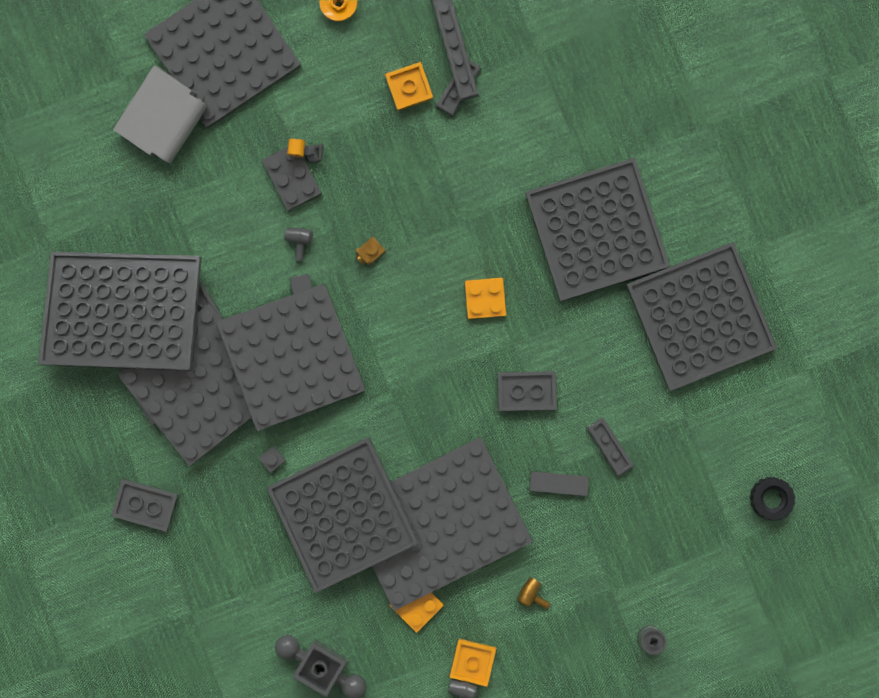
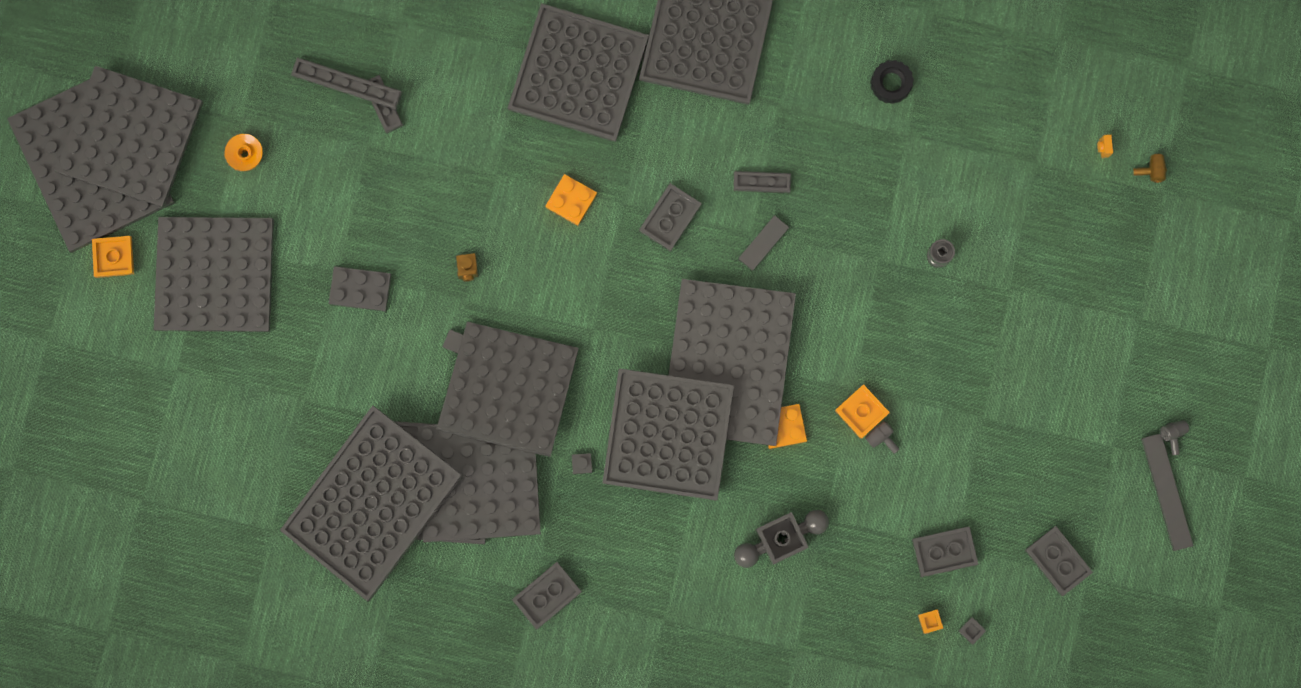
camera: 65 degrees left, 5 degrees down
(161, 115) = (233, 359): light grey piece -> none
(298, 149) = (341, 266): leg -> none
(300, 237) = (414, 315): dark grey piece -> none
(409, 86) = (354, 143): light orange plate -> none
(529, 593) = (837, 327): pearl gold piece -> none

